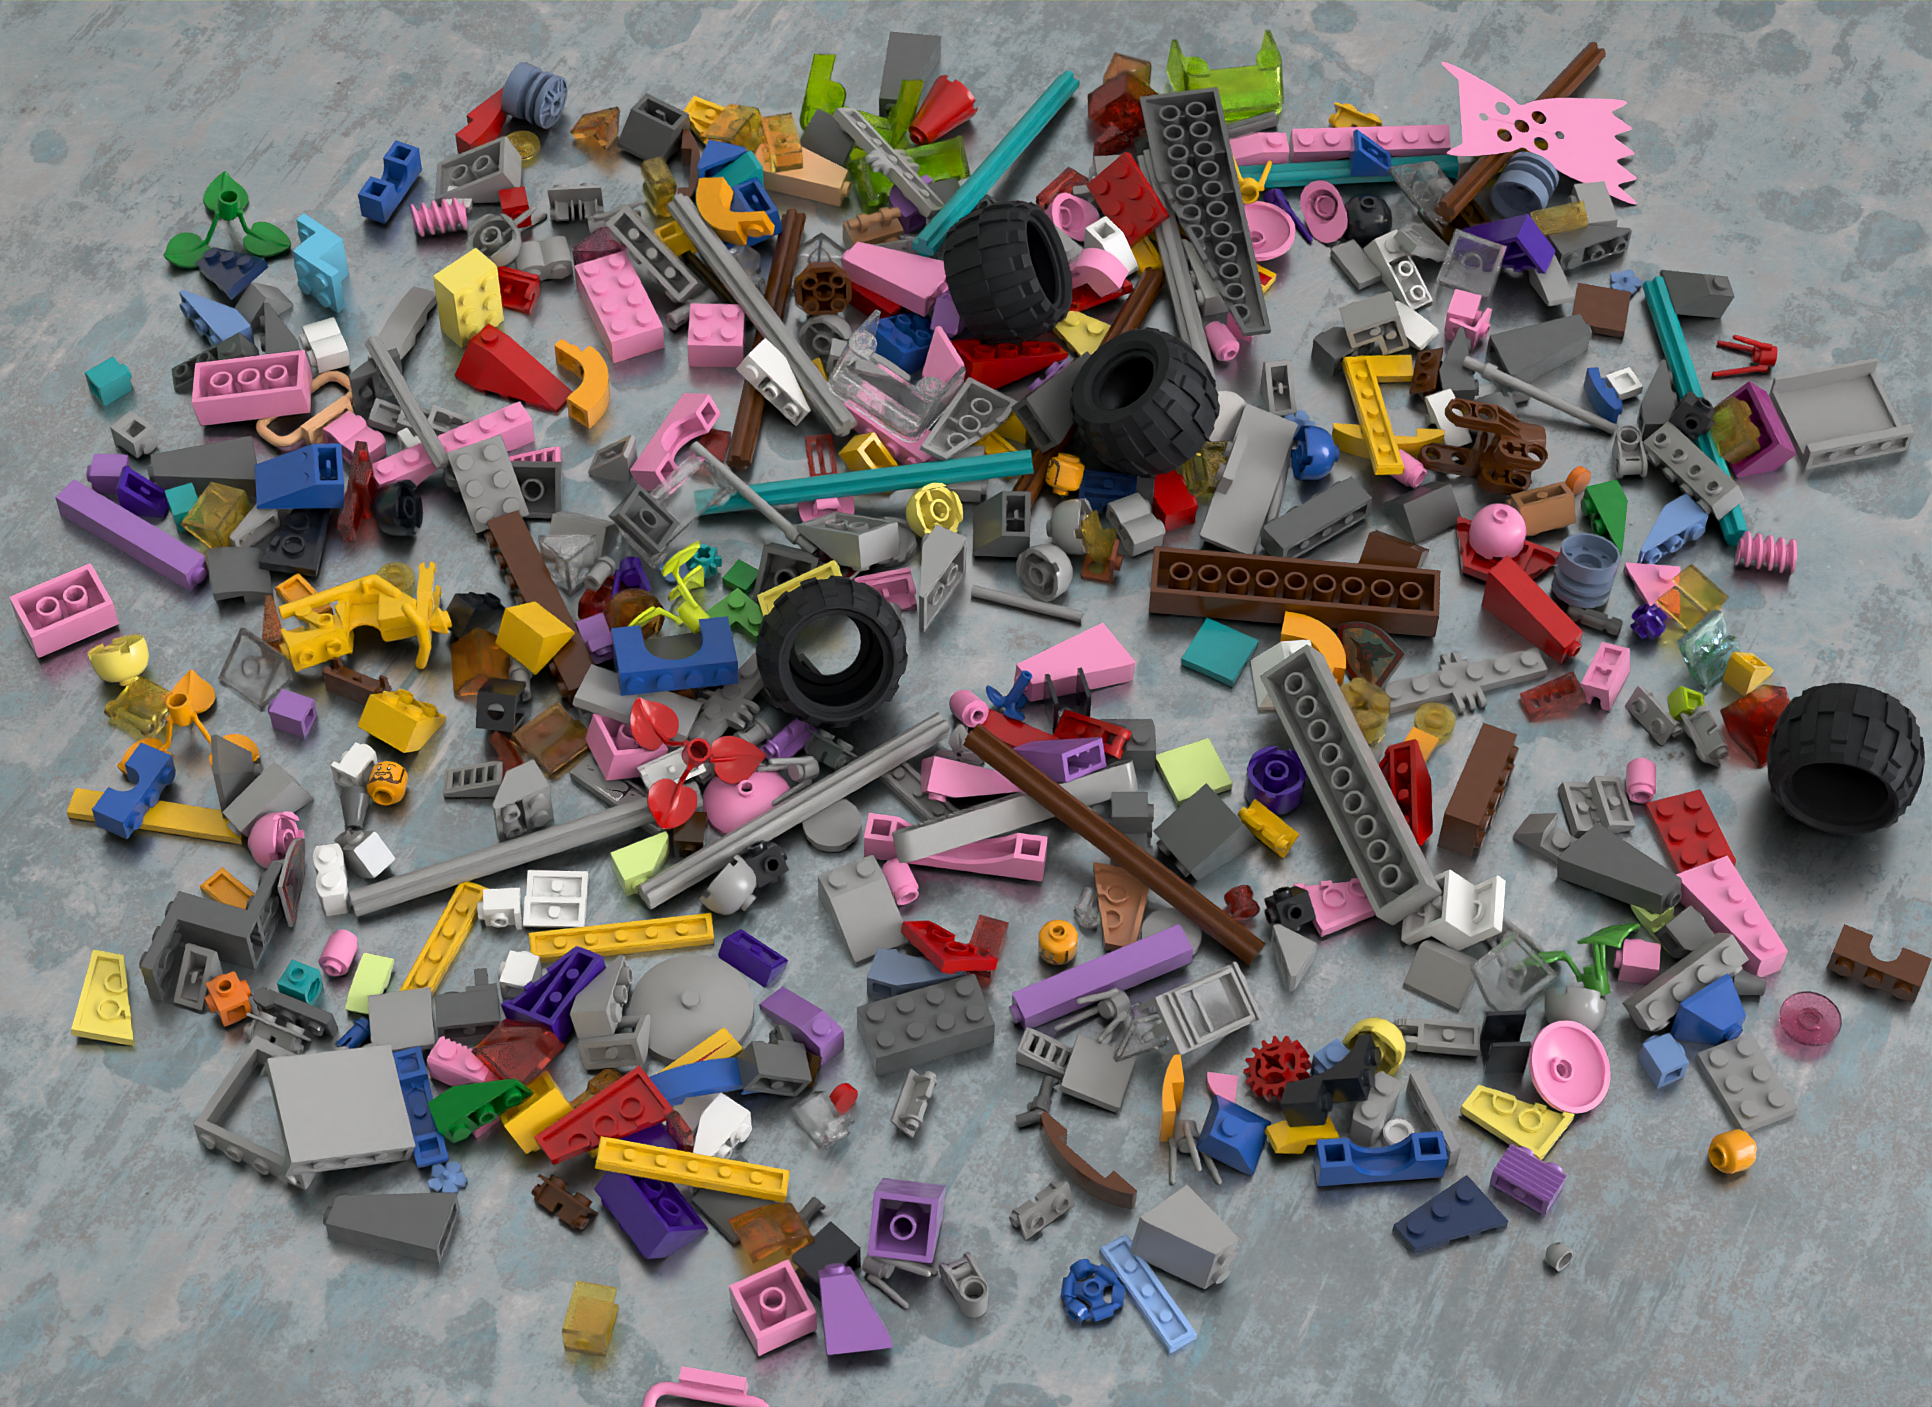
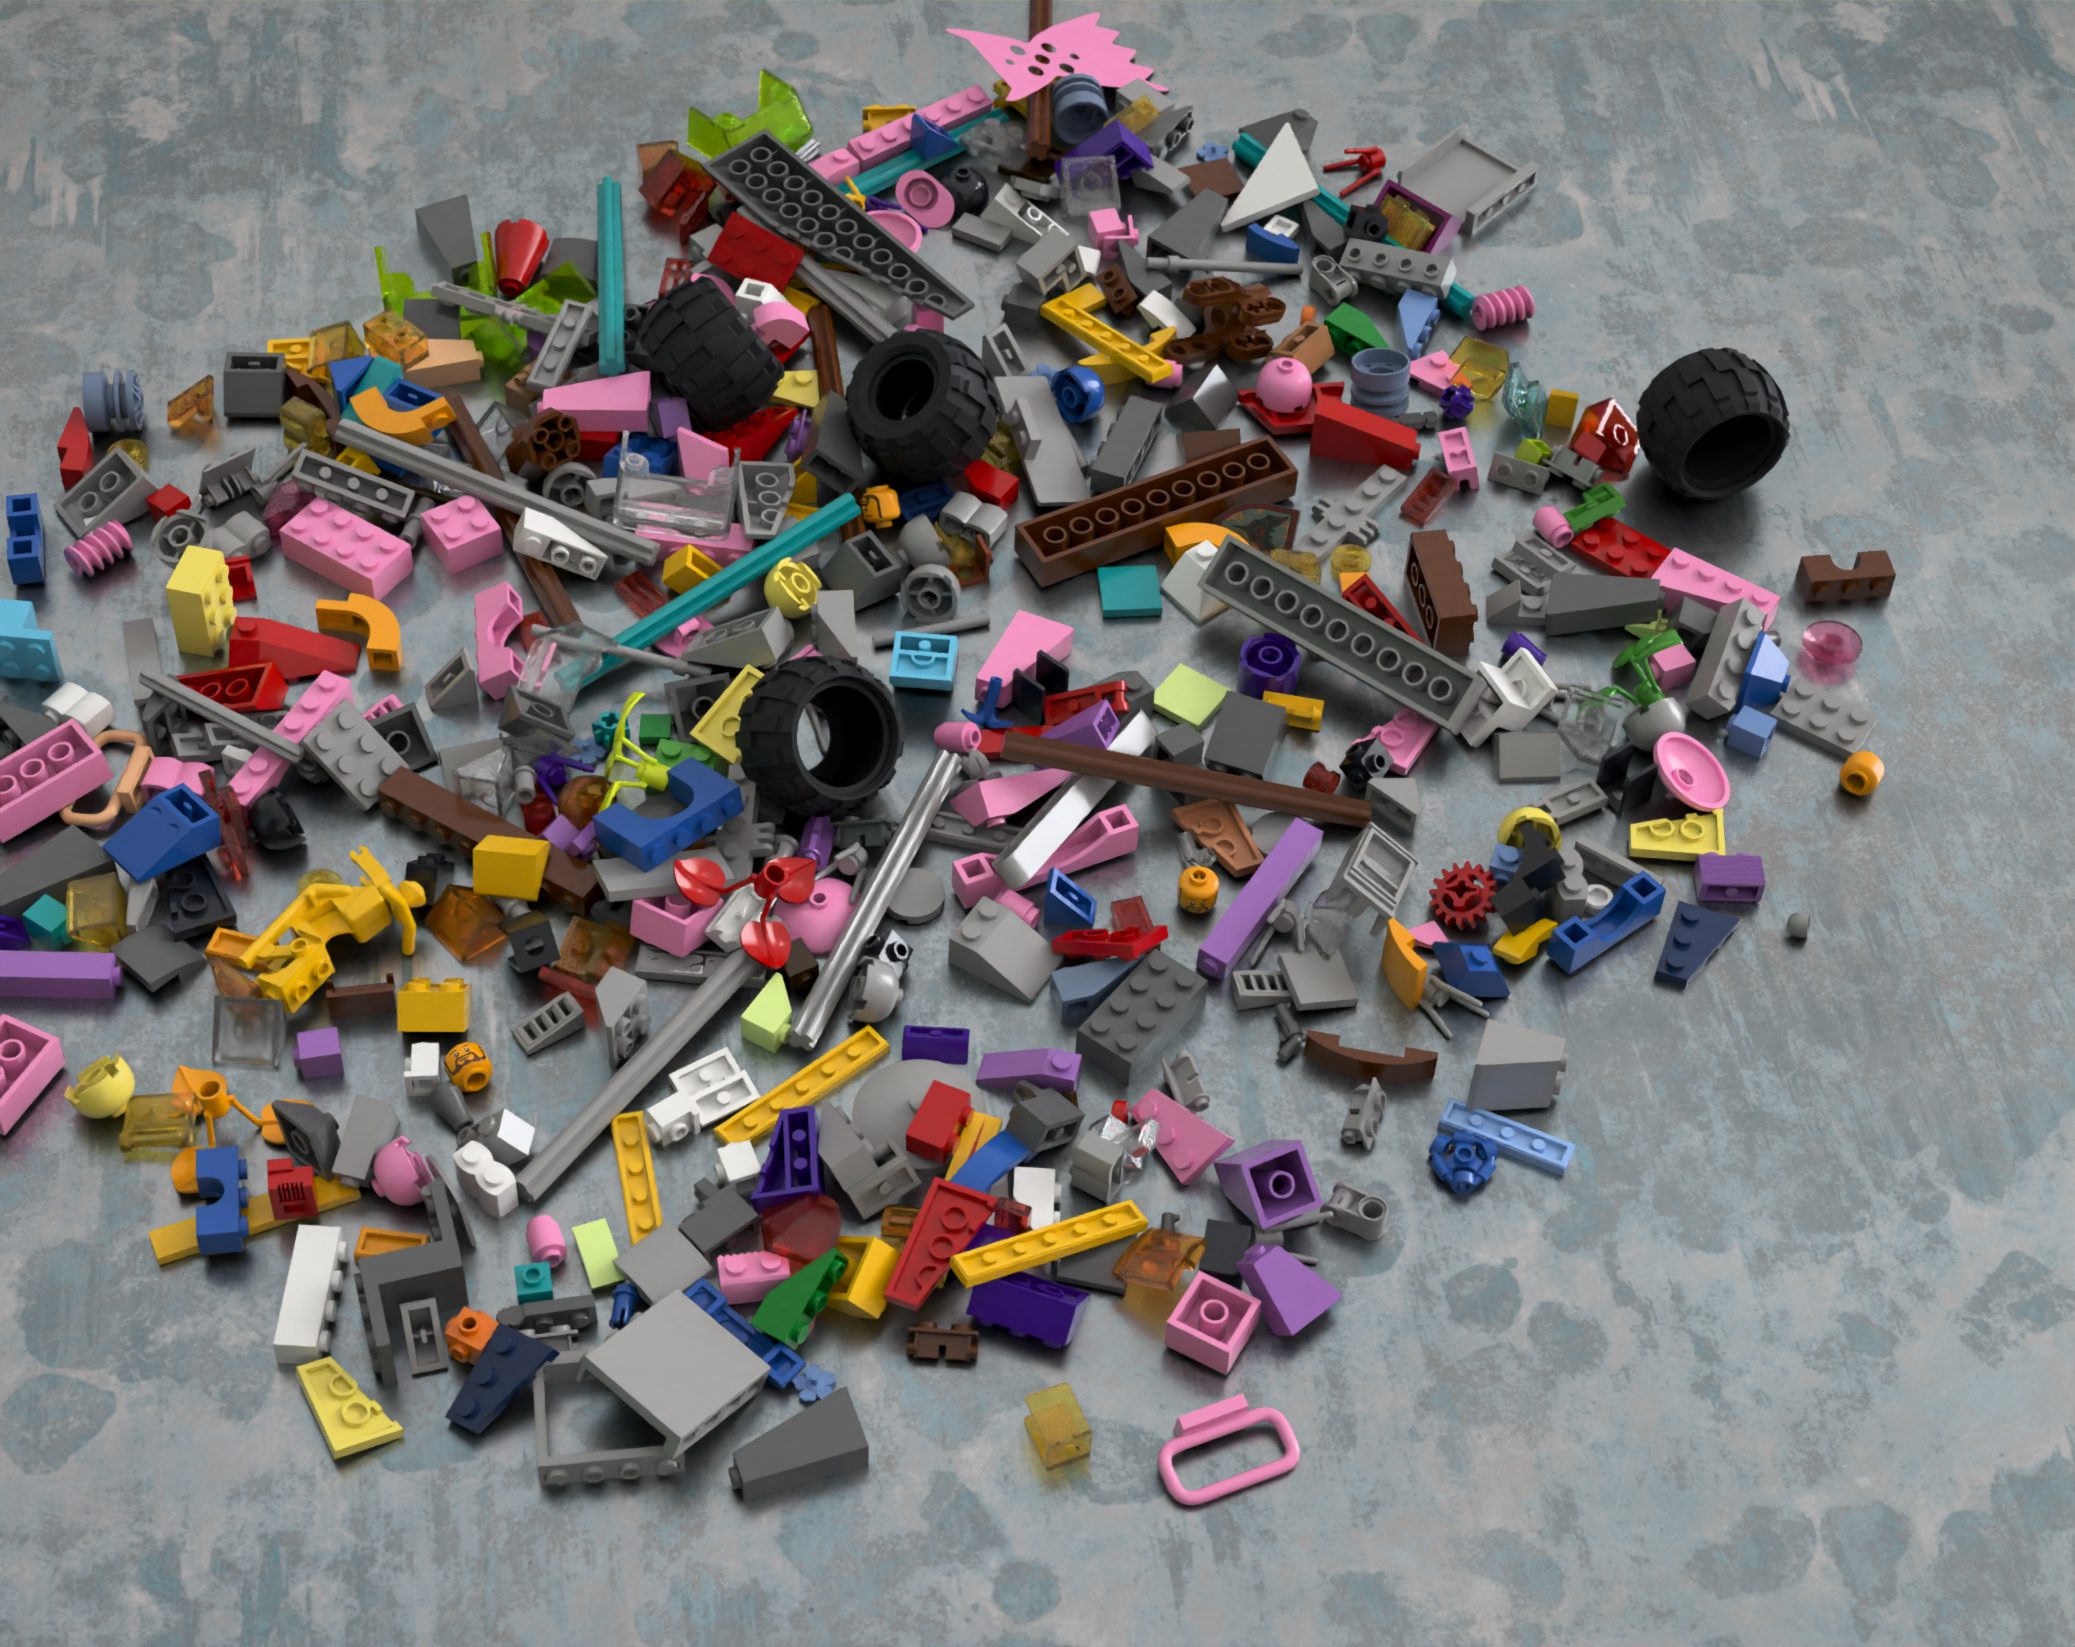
camera: 35 degrees left, 5 degrees down
(145, 899) = (309, 1294): none -> white brick
(184, 811) = (292, 1188): none -> red piece
(222, 1036) = (498, 1374): none -> dark blue wing
(445, 383) = (242, 687): none -> red wedge
(686, 1023) = (939, 1122): none -> red brick
(784, 1129) = (1097, 1166): none -> light grey brick
(874, 1141) = (1183, 1138): none -> bright pink wing
(899, 209) = (559, 346): none -> light grey tile
(945, 895) = (1067, 902): none -> blue slope
(985, 132) = (581, 251): none -> dark grey slope
(988, 628) = (924, 661): none -> medium azure bracket
(1517, 880) = (1516, 641): none -> dark purple cone
(1649, 339) = (1275, 184): none -> white tile
(1700, 782) = (1599, 503): none -> bright green plate
(1729, 723) = (1587, 446): none -> red slope

